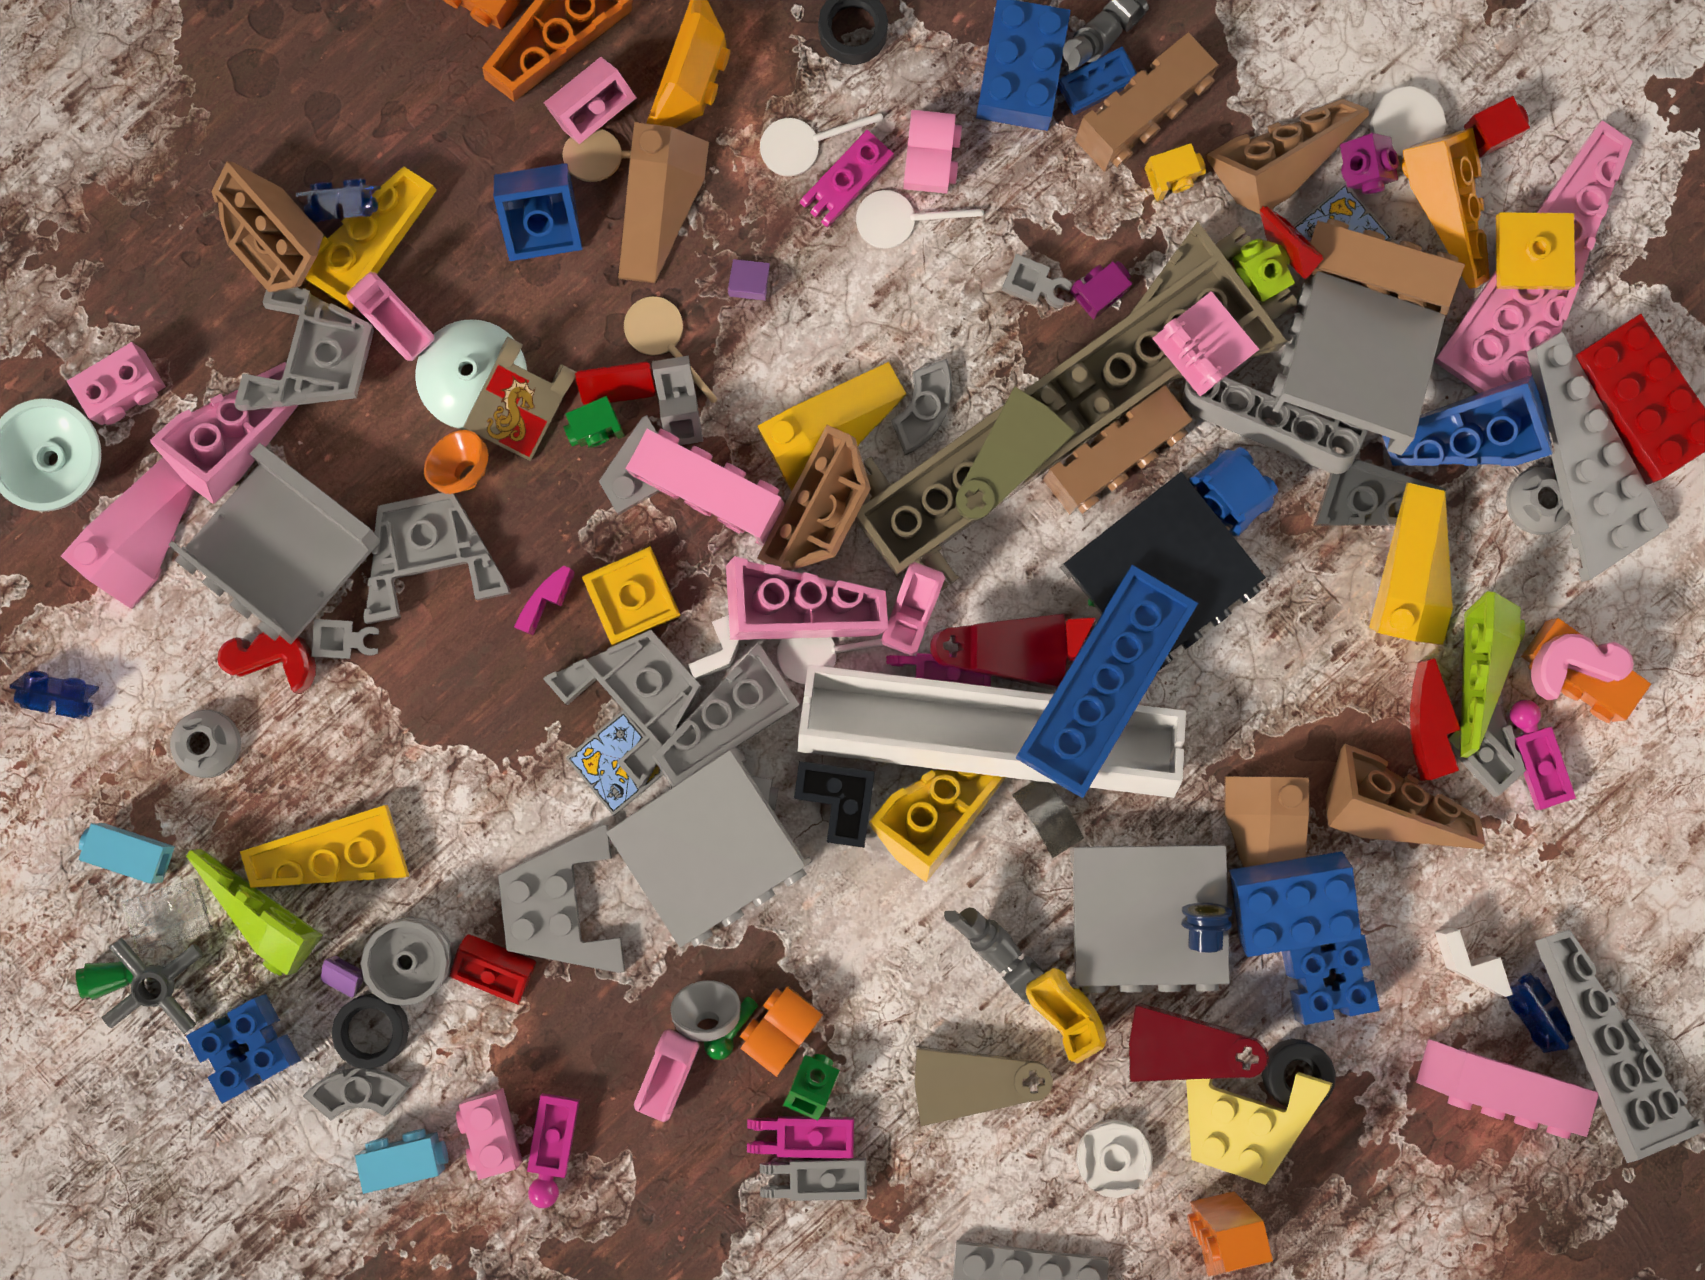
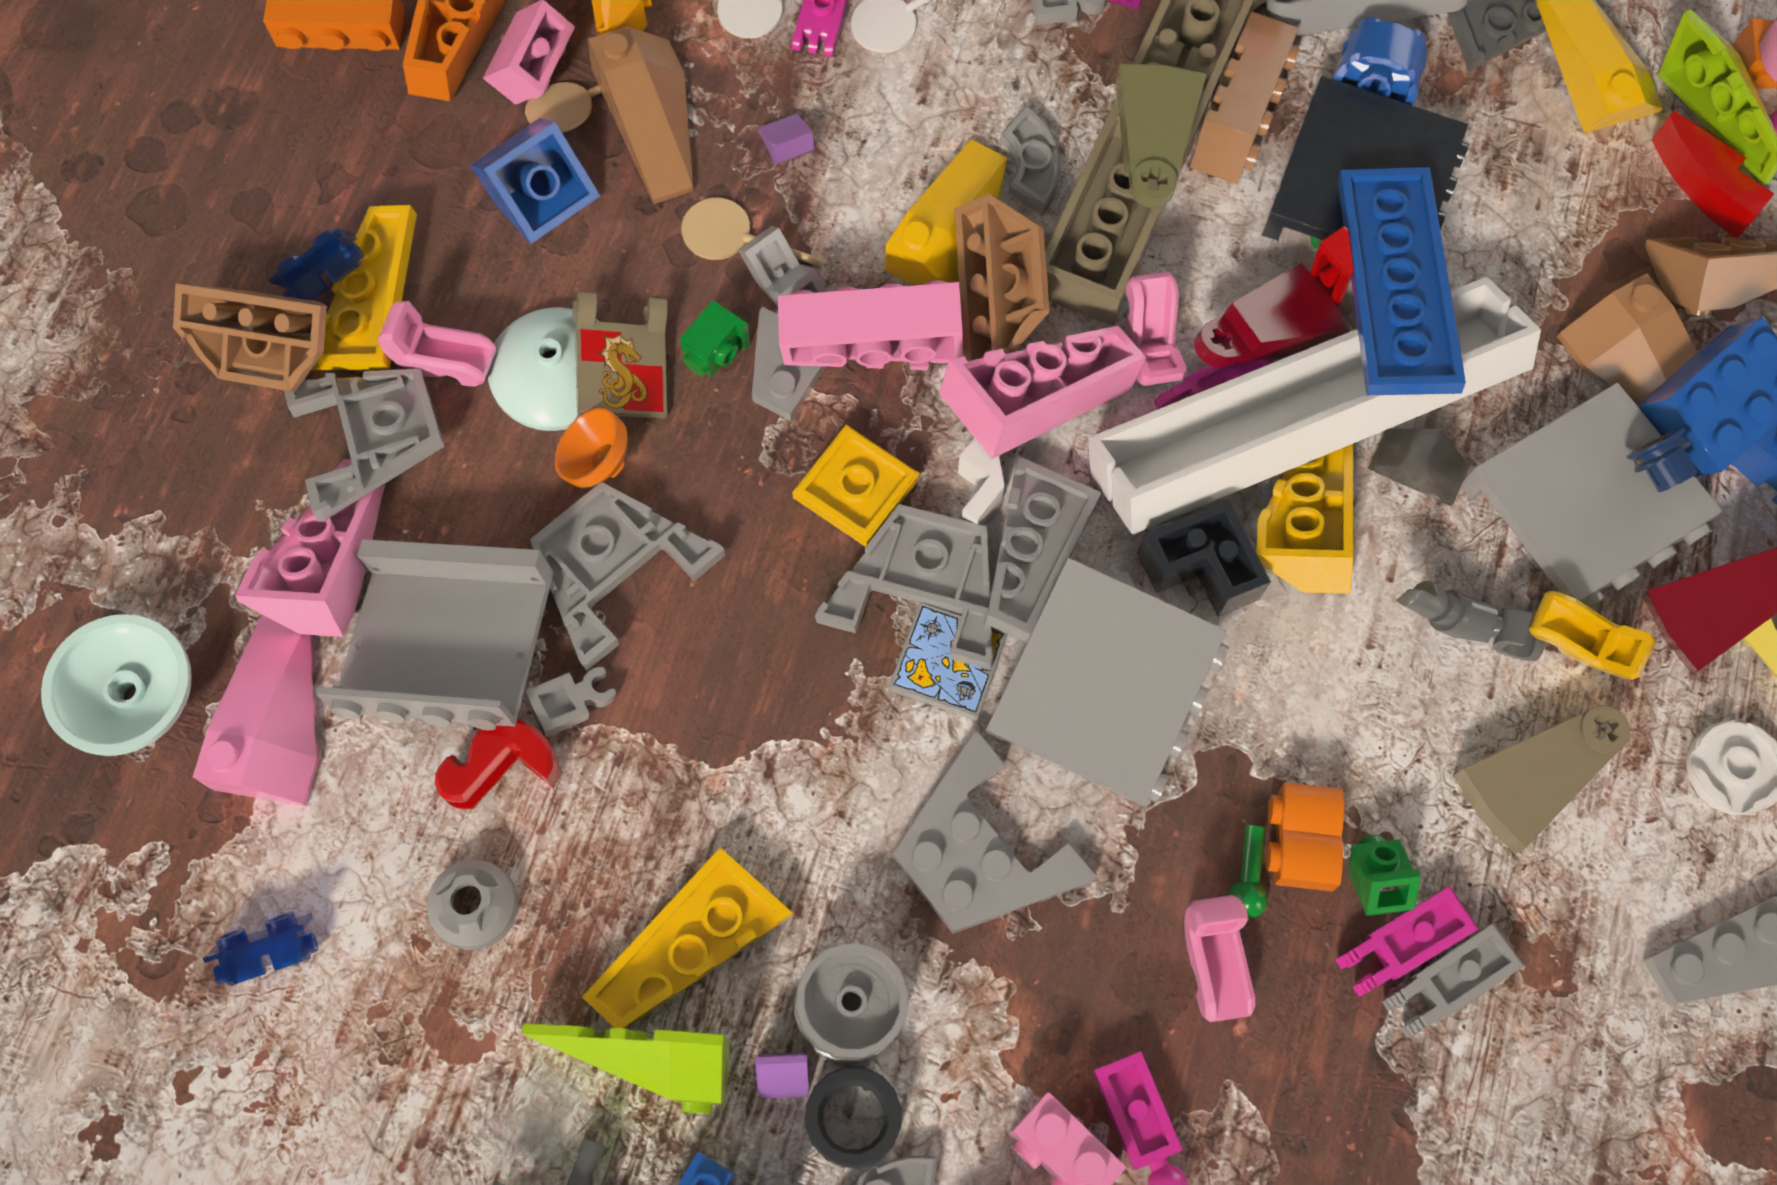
camera: 30 degrees left, 15 degrees down
(116, 384) = (165, 572): bright pink brick -> none
(125, 852) = (444, 1076): medium azure brick -> none
(492, 968) = (949, 964): red slope -> none
(551, 590) = (768, 530): dark pink slope -> none
(616, 382) = (723, 281): red slope -> none
(705, 1001) = (1213, 853): light grey piece -> none
(798, 653) = (1067, 446): white piece -> none

